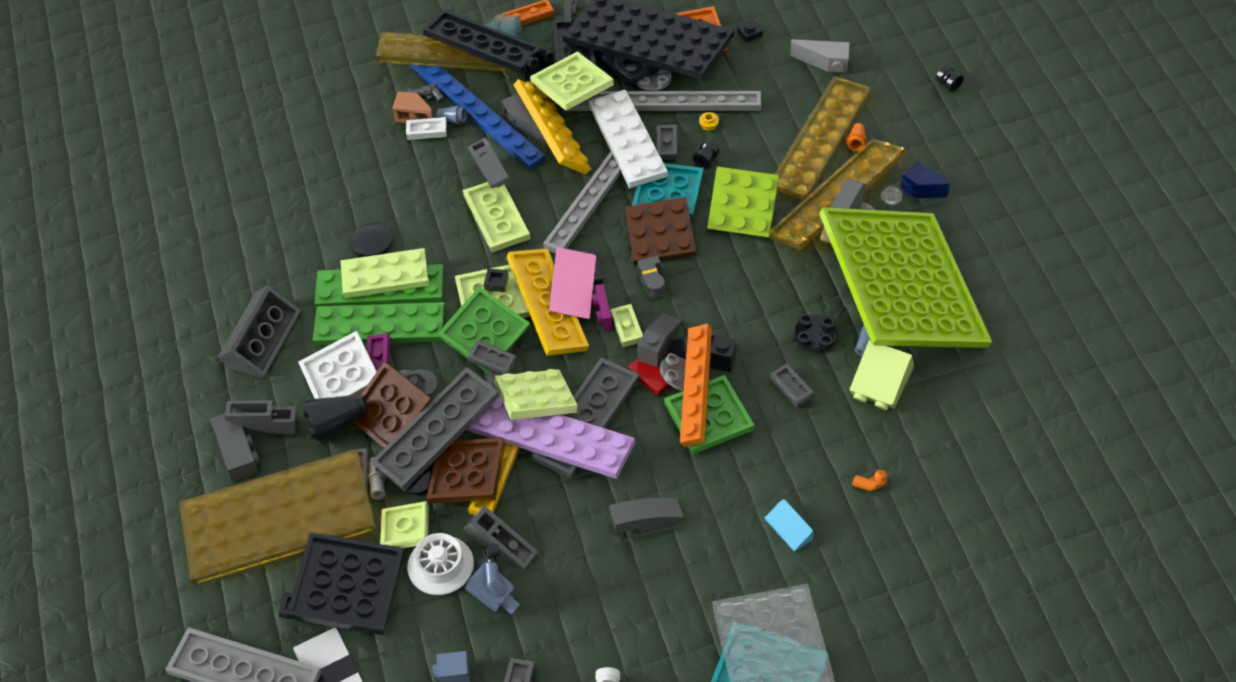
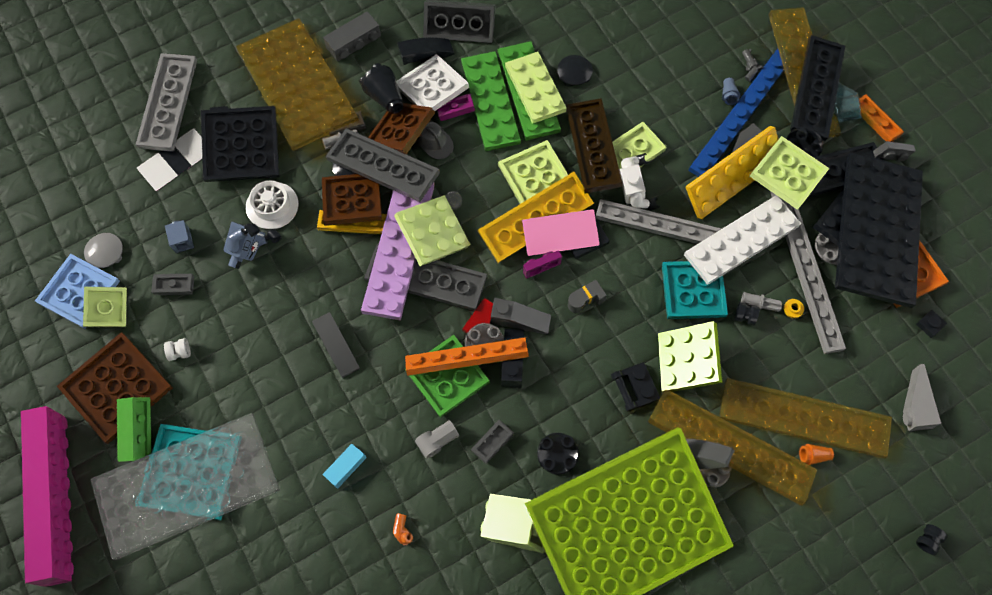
camera: 75 degrees right, 15 degrees up
(262, 416) = (376, 41): dark grey slope -> none
(286, 375) = (424, 49): none -> black slope
(404, 525) = (299, 170): yellowish green plate -> none
(410, 107) = (726, 57): nougat slope -> none
(426, 128) = (707, 76): white plate -> none
(480, 233) = (593, 146): none -> dark brown plate
(483, 320) = (493, 175): bright green plate -> none
(488, 163) = (674, 131): dark grey slope -> none
(490, 529) = (297, 239): dark grey slope -> none
(491, 358) = (463, 188): dark grey plate -> none
(496, 280) = (545, 171): black plate -> none
(536, 205) = (633, 183): none -> white torso
(626, 325) = (528, 287): yellowish green plate -> none
(660, 230) = (641, 292): reddish brown plate -> none
(667, 142) = (753, 276): dark grey plate -> none
(694, 143) = (761, 301): none -> light grey axle
(759, 253) = (641, 384): none -> black plate
(780, 438) = (432, 441): none -> light grey piece
(891, 195) = (747, 501): clear plate -> none
(924, 182) = (772, 530): clear blue slope -> none

